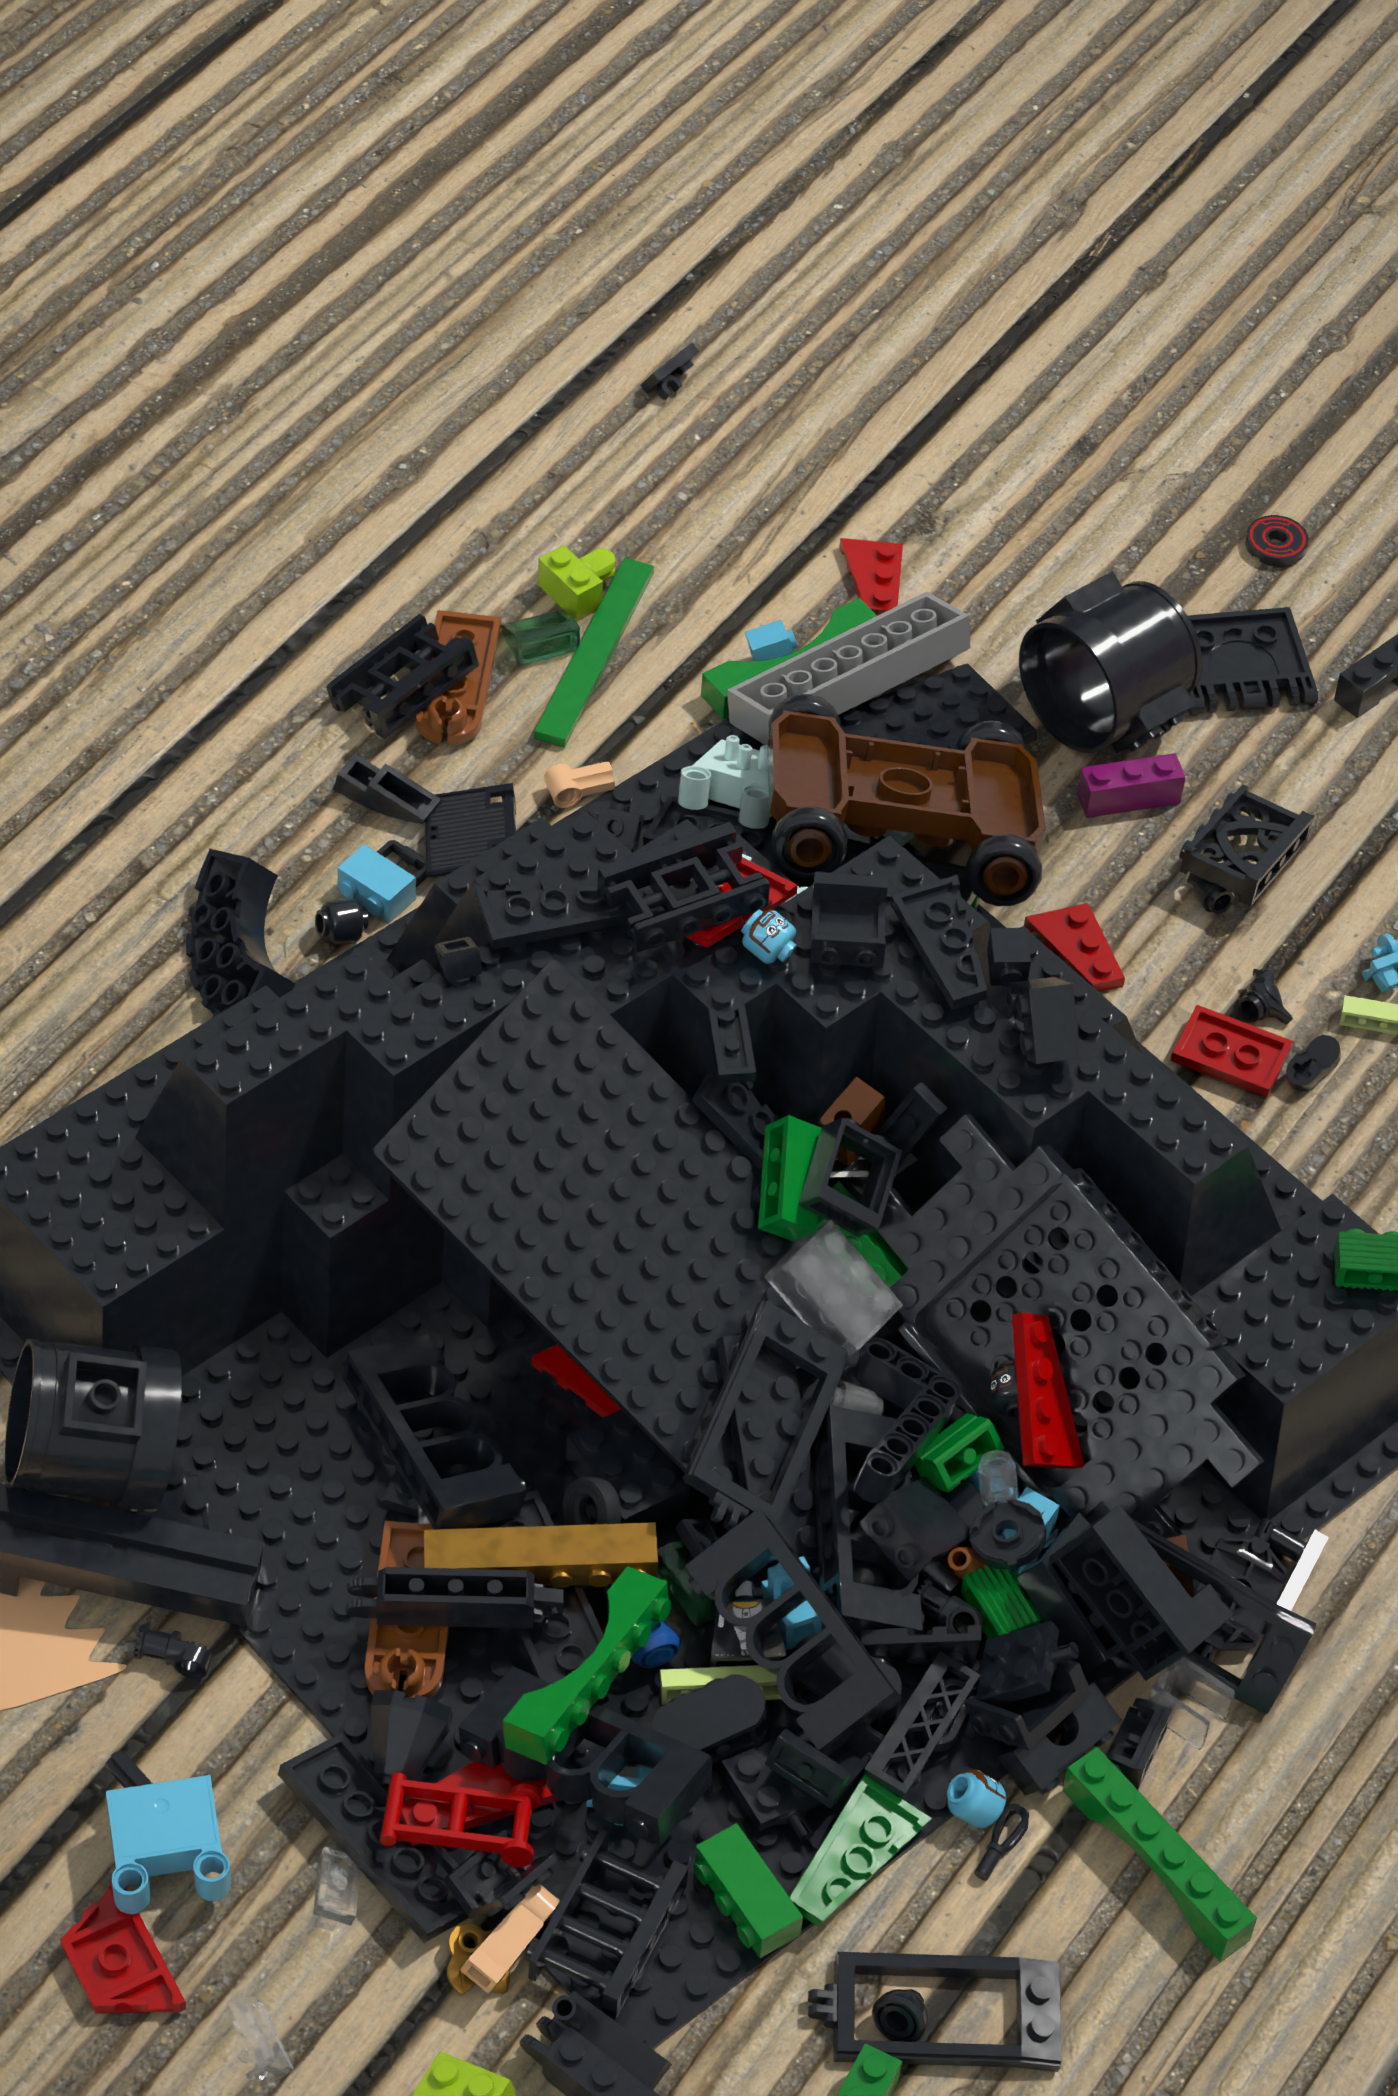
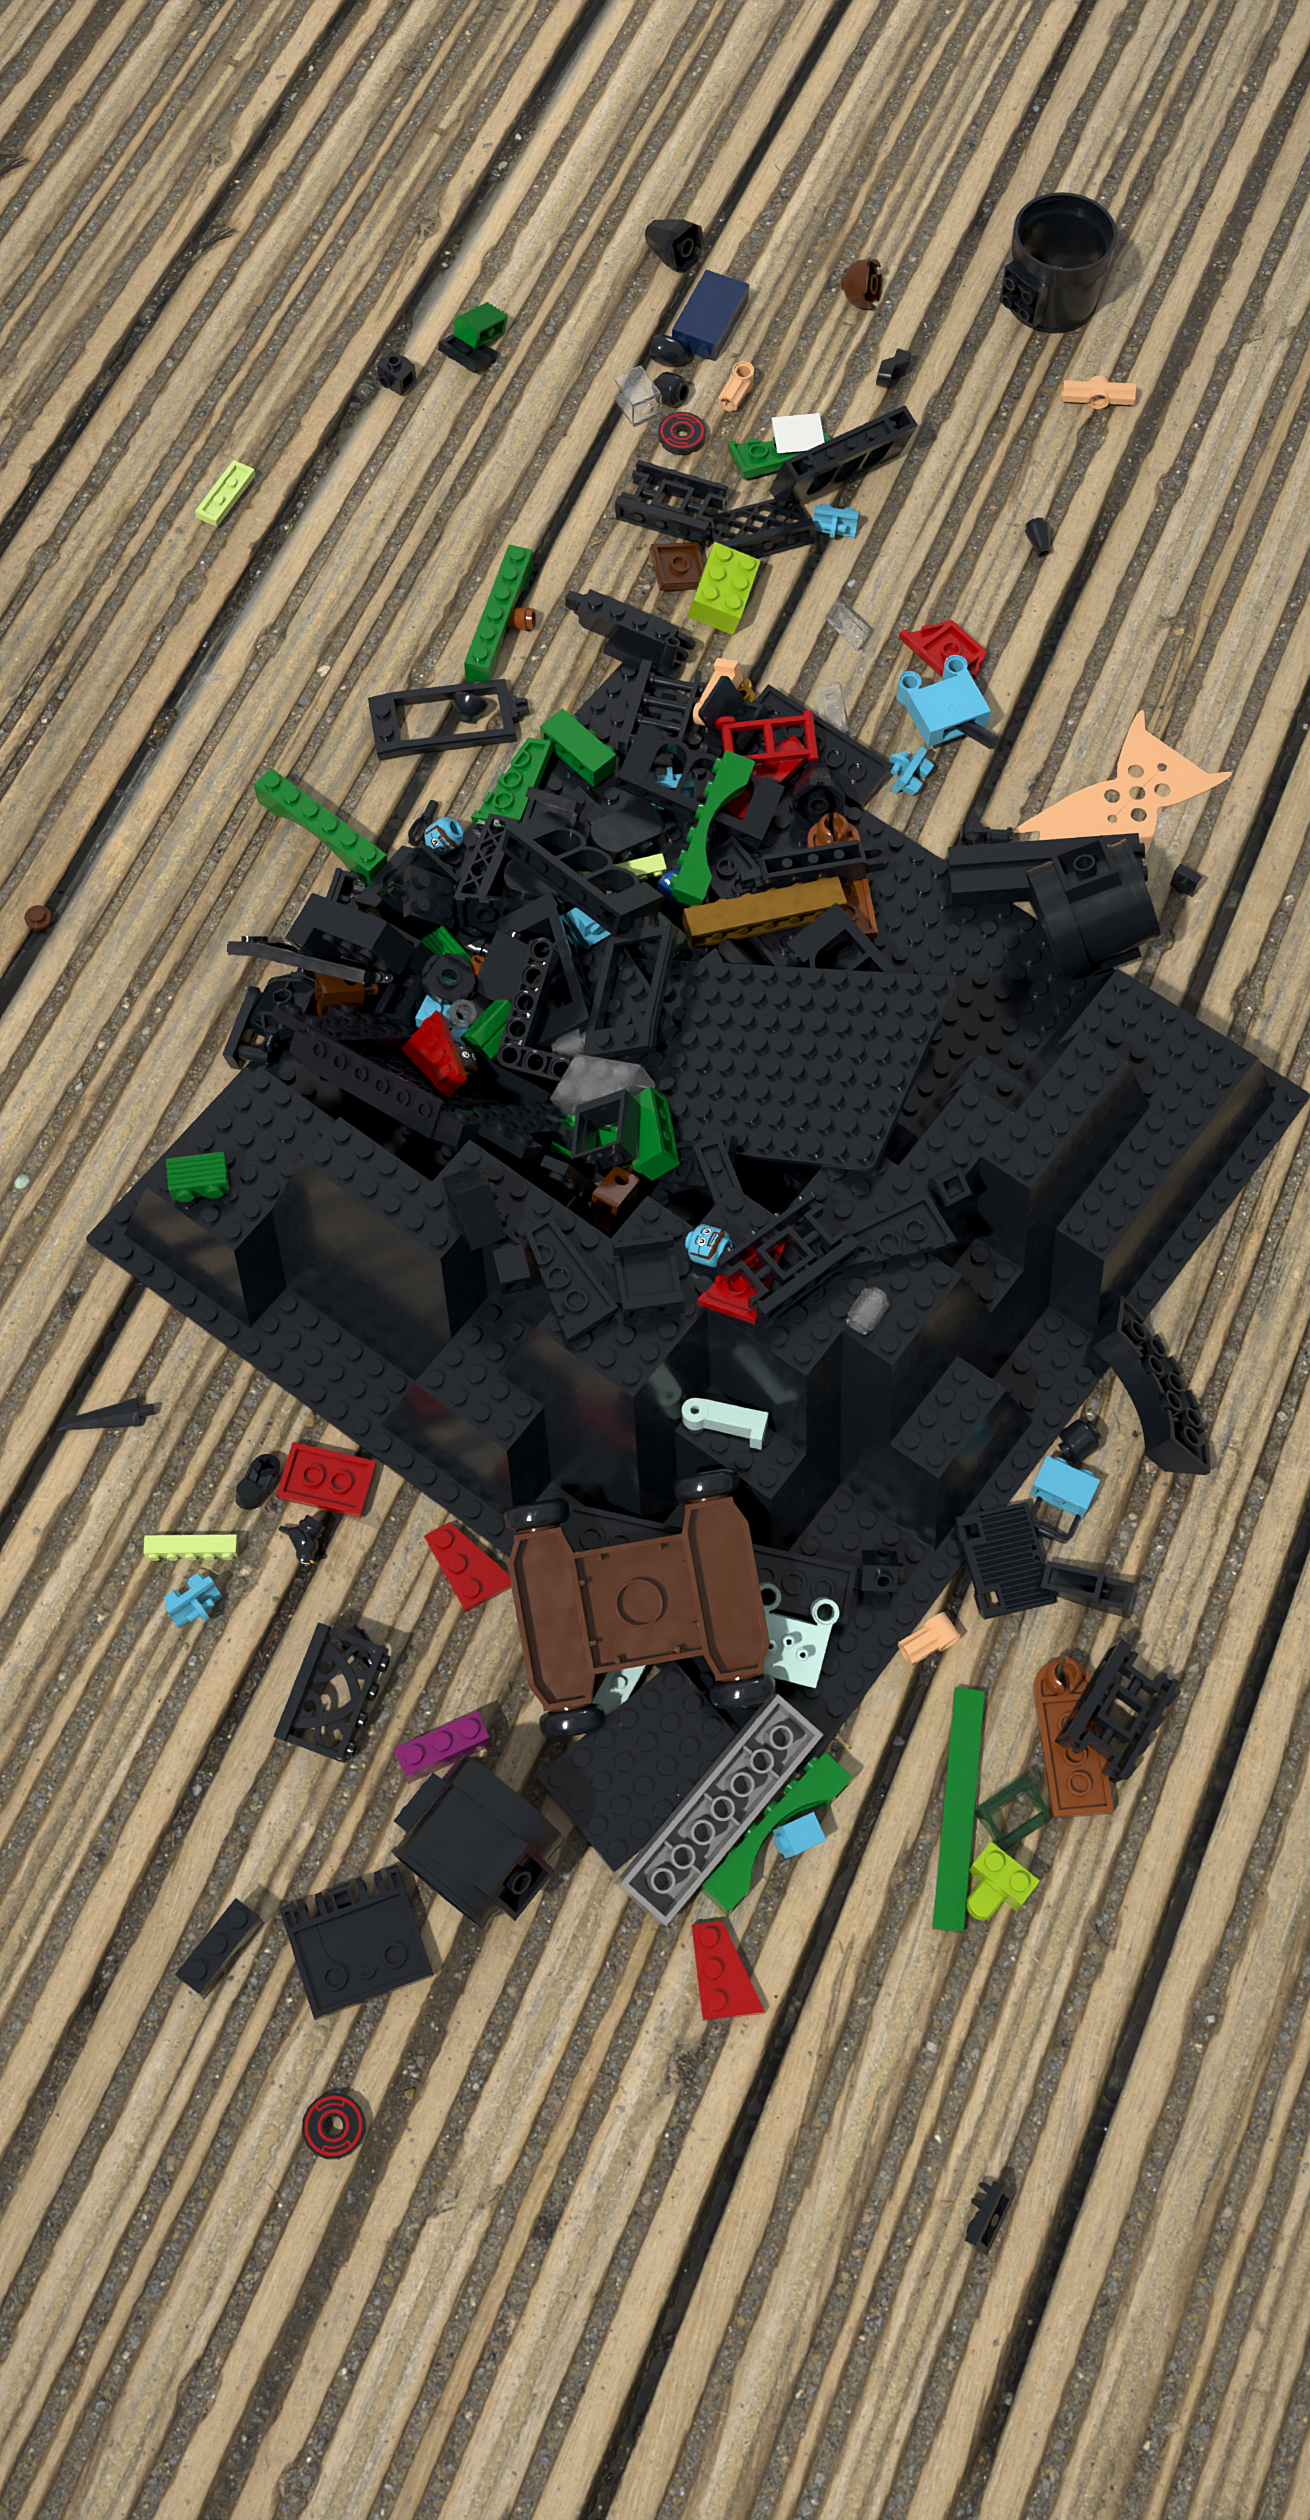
camera: 170 degrees right, 15 degrees up
(251, 1773) = (916, 763): none -> medium azure hips
(601, 843) = (867, 1310): none -> clear brick

